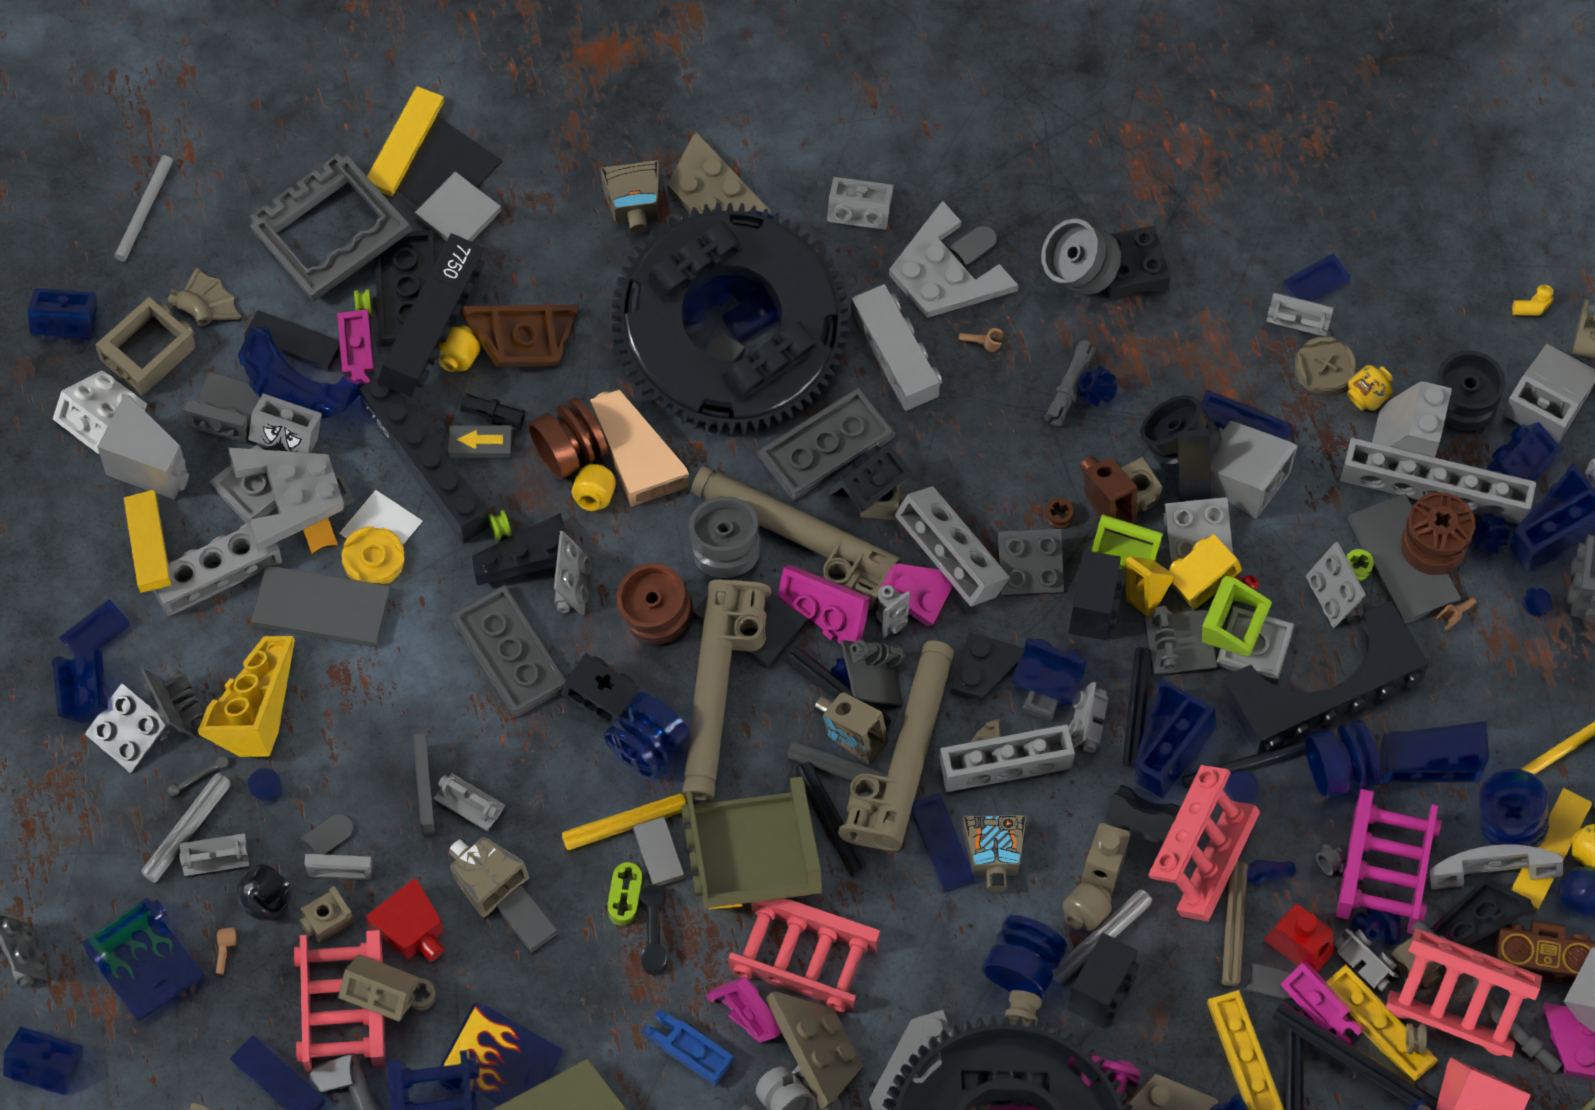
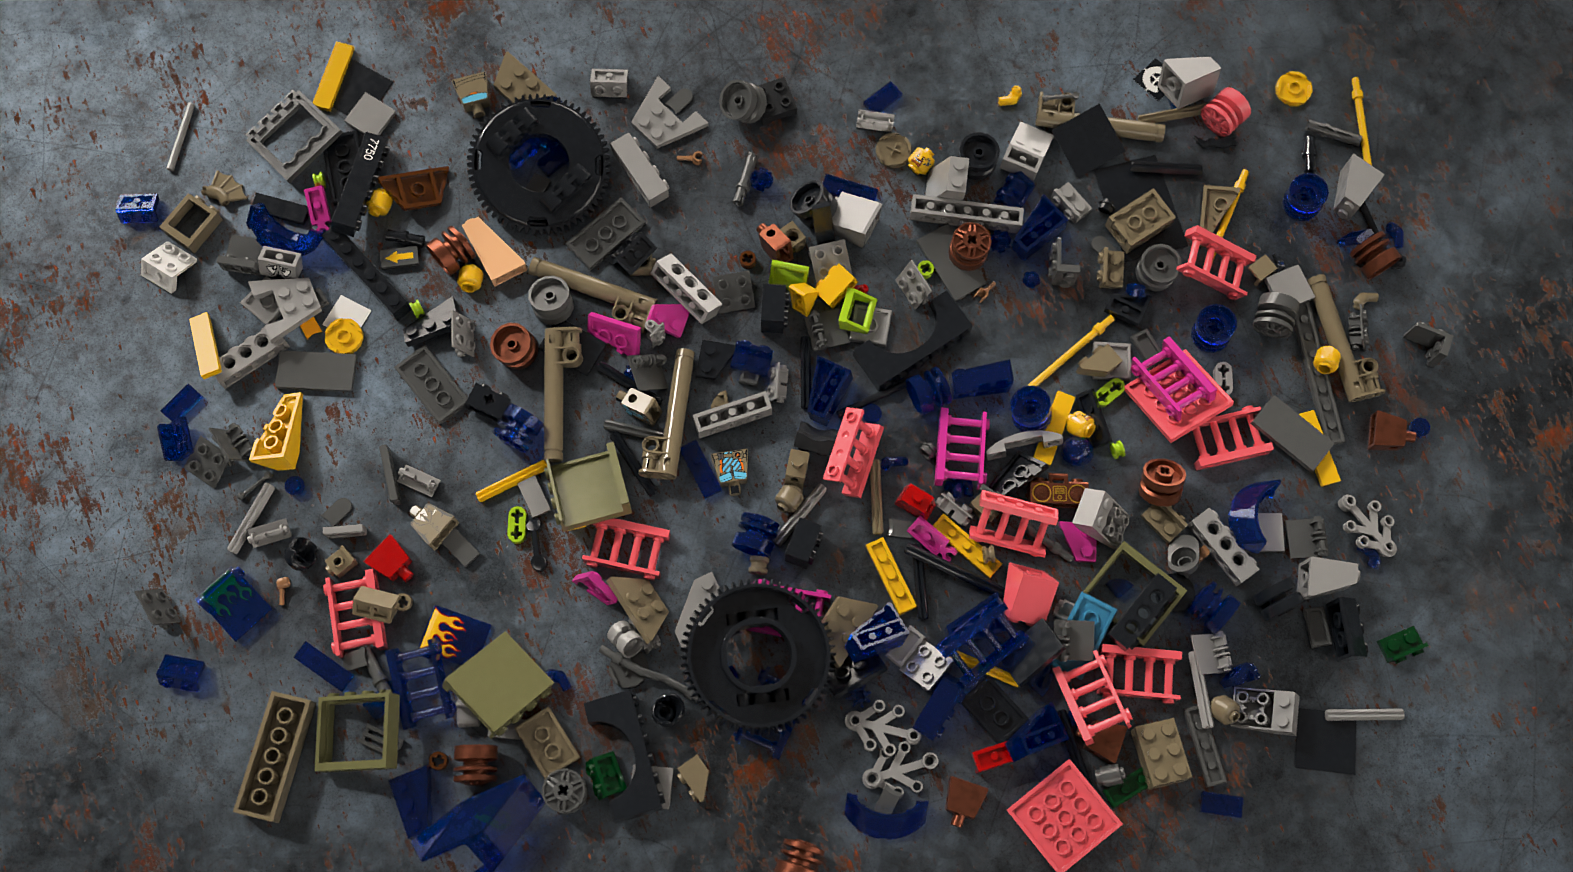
camera: 10 degrees left, 10 degrees up
(142, 452) = (194, 291): light grey slope -> none
(690, 1048) = (567, 615): blue hinge -> none

